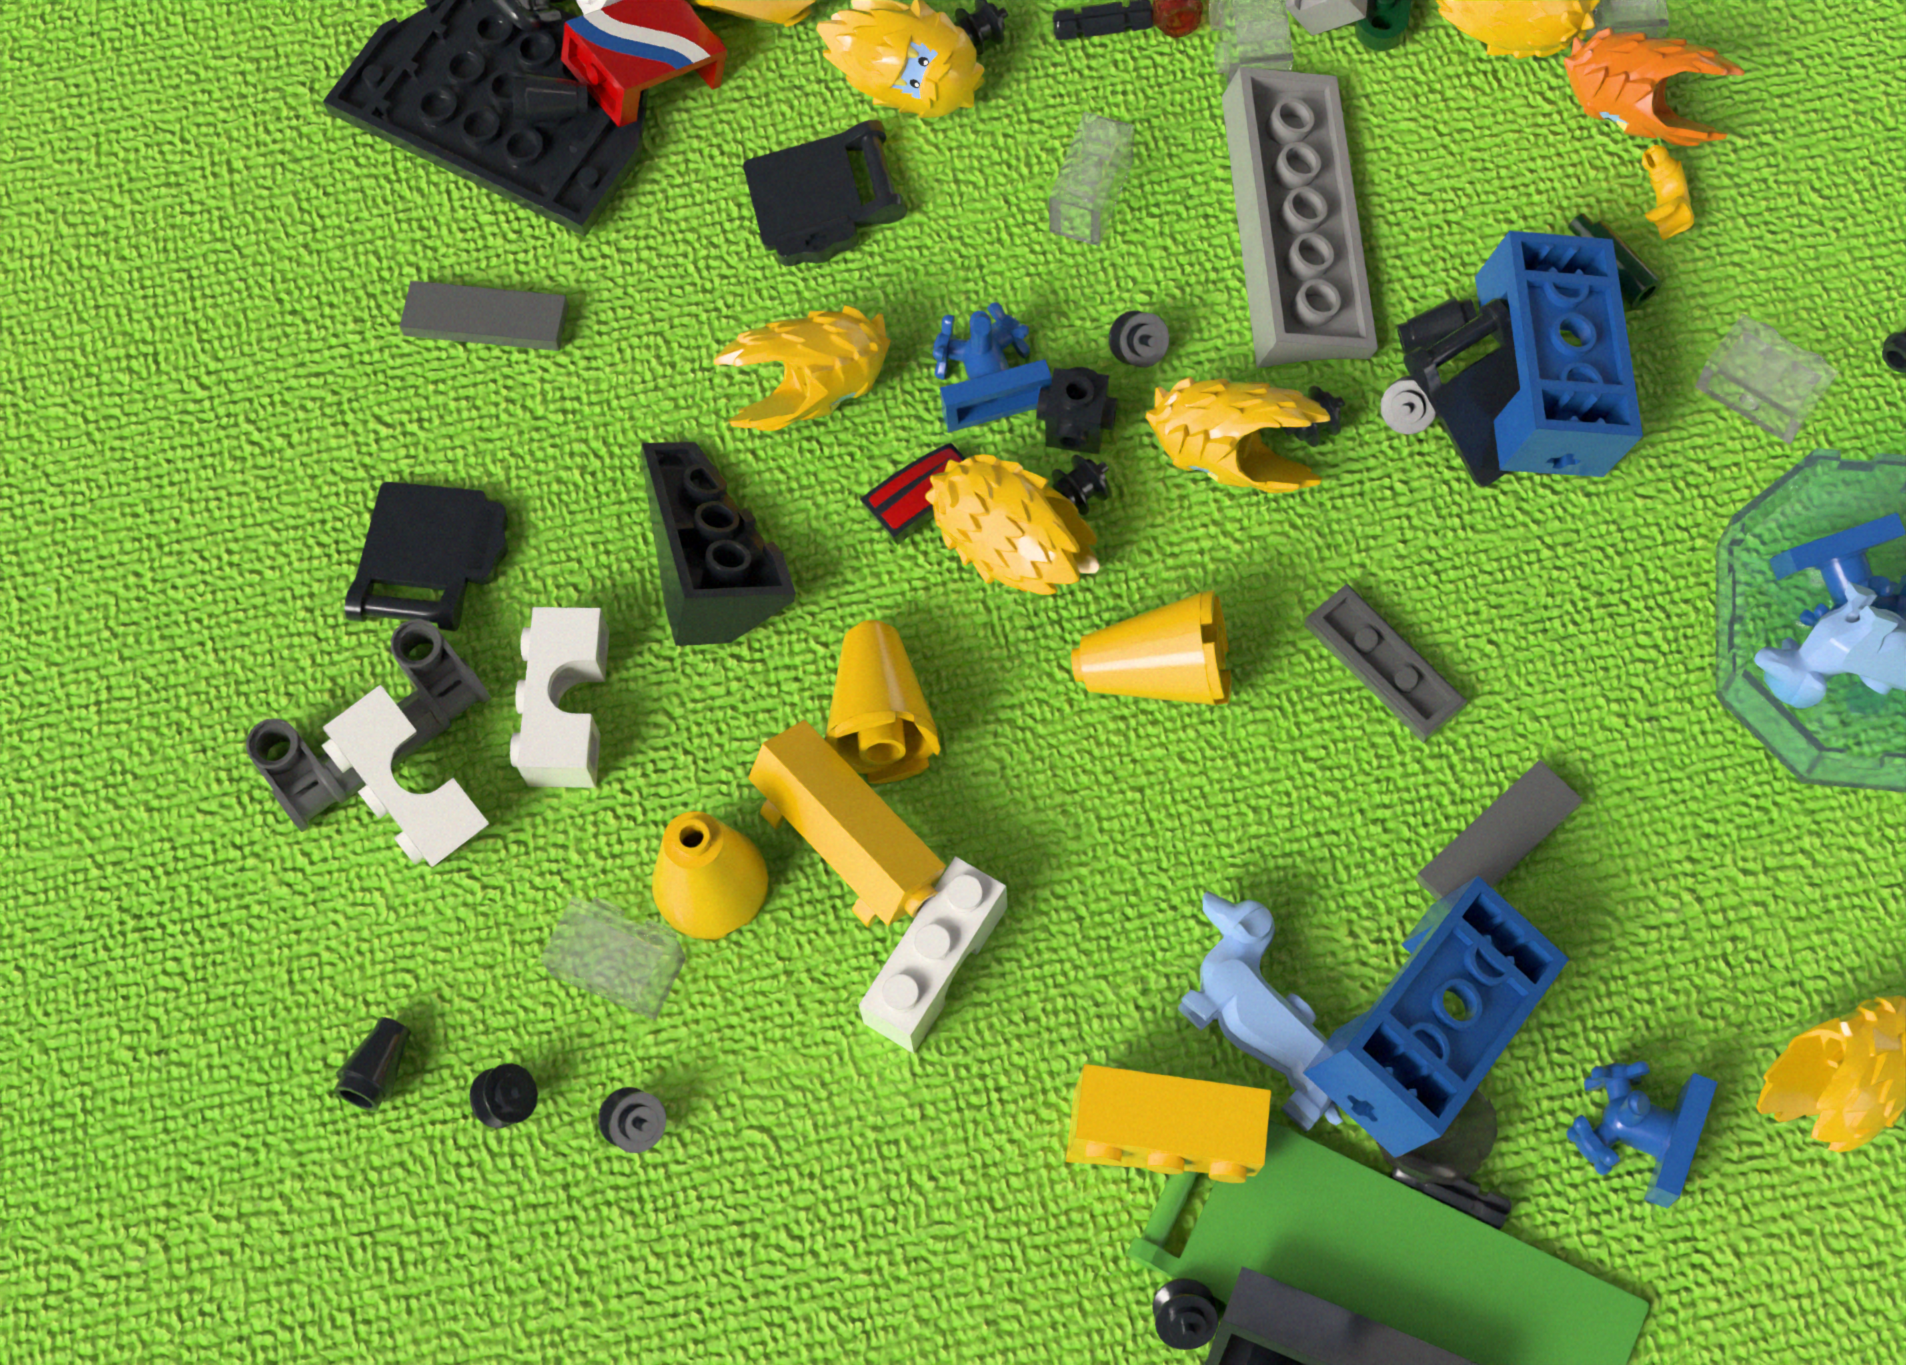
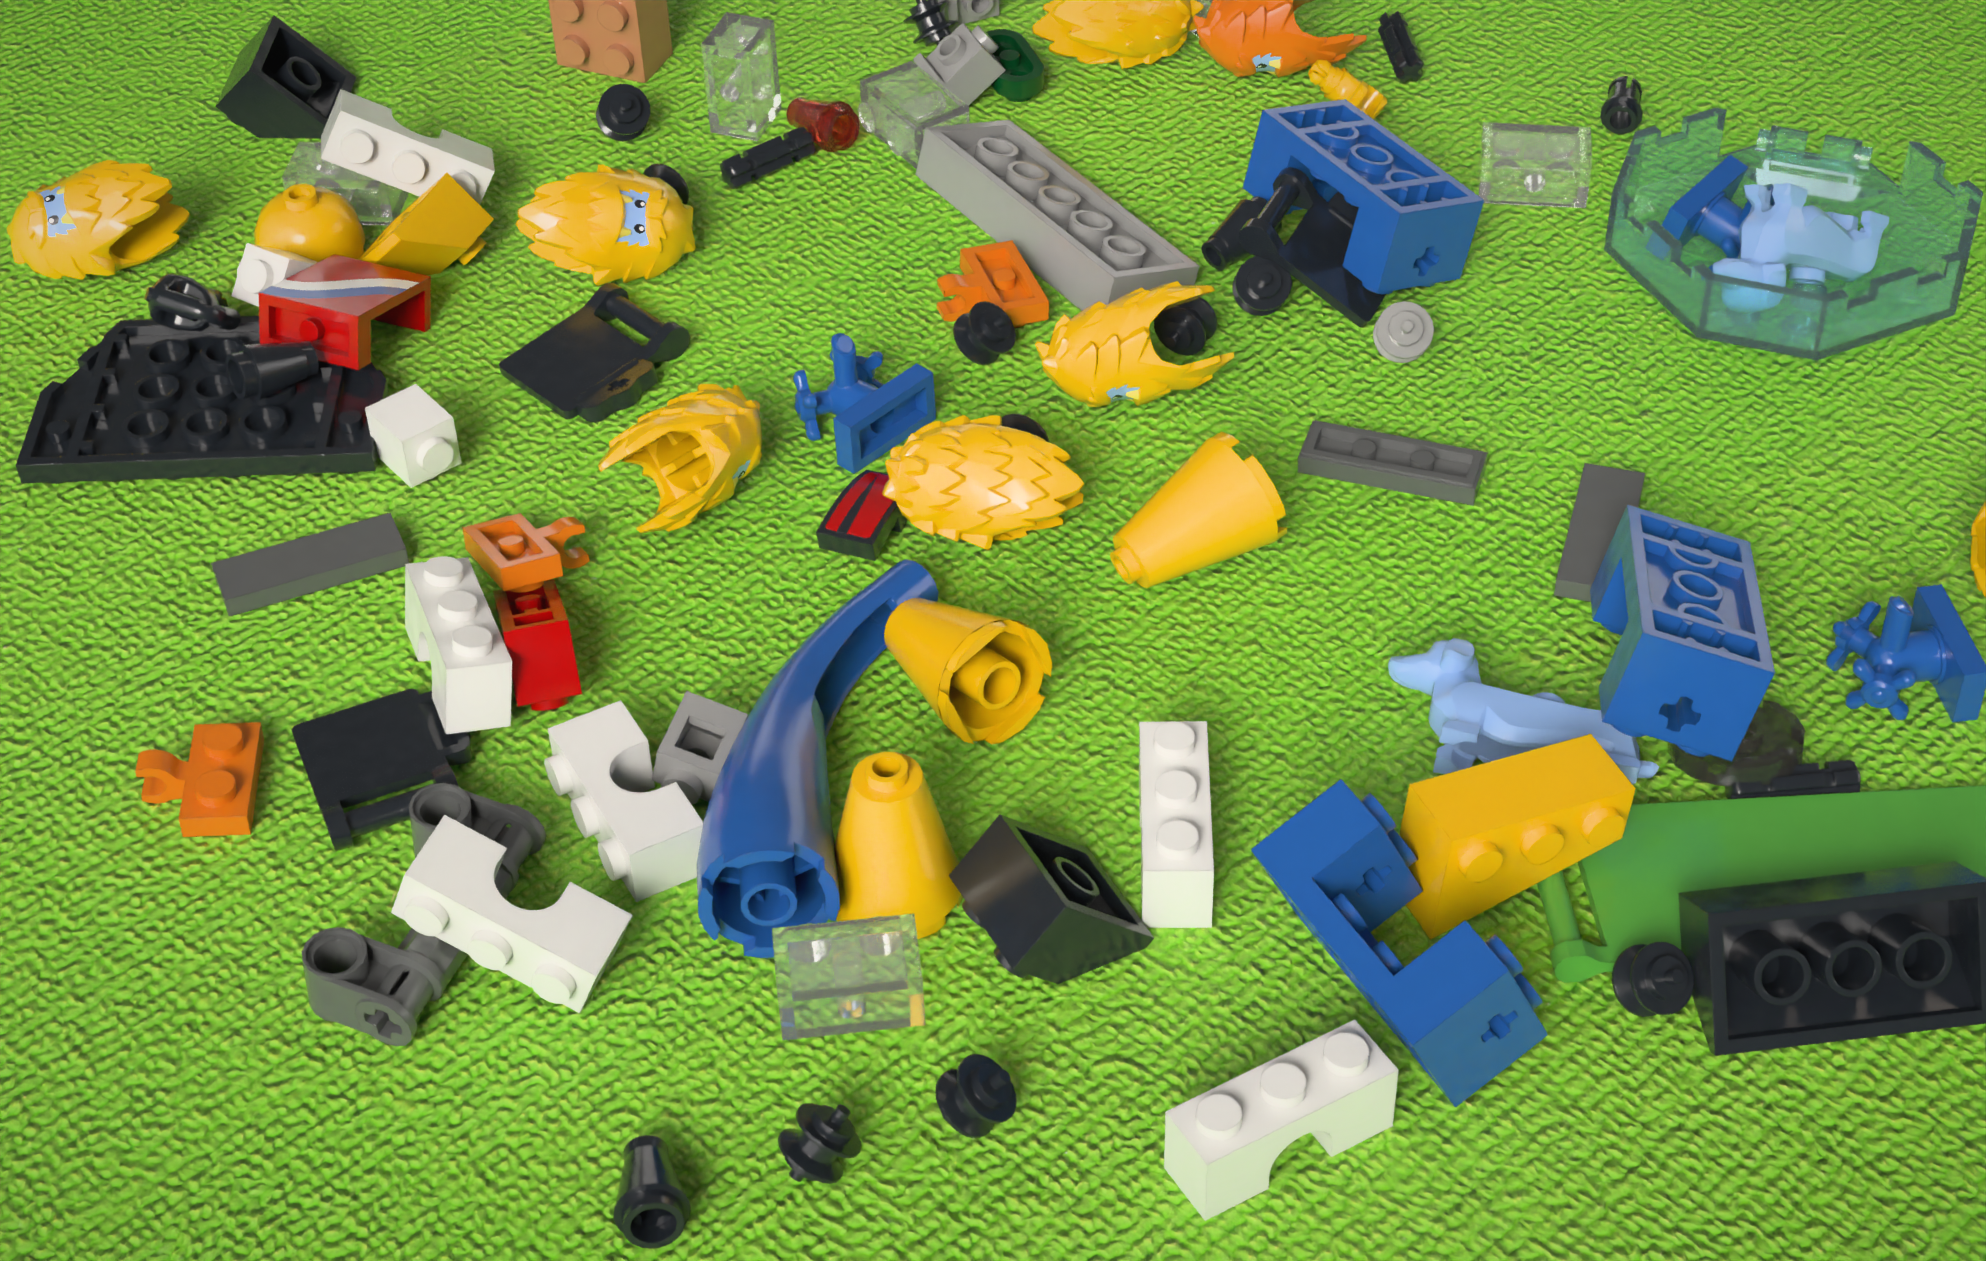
camera: 35 degrees left, 25 degrees down
(305, 506) = (214, 784): none -> orange plate
(520, 478) = (458, 633): none -> white arch
(589, 495) = (539, 646): none -> red slope
(619, 226) = (413, 435): none -> white brick
(629, 393) = (520, 554): none -> orange plate
(638, 658) = (697, 746): none -> light grey brick
(644, 776) = (769, 820): none -> blue brick
(710, 557) = (693, 634): black wedge -> none
(796, 974) = (1045, 903): none -> black slope
(805, 1268) = (1231, 1135): none -> white arch
(845, 824) = (1018, 747): yellow brick -> none
(962, 1249) = (1455, 1005): none -> blue plate
(1076, 409) = (970, 384): black brick -> none
(1091, 178) = (851, 248): clear brick -> none
(1191, 283) = (996, 276): none -> orange plate
(1492, 526) = (1403, 332): none -> light grey wheel
(1765, 152) = (1400, 47): none -> black axle

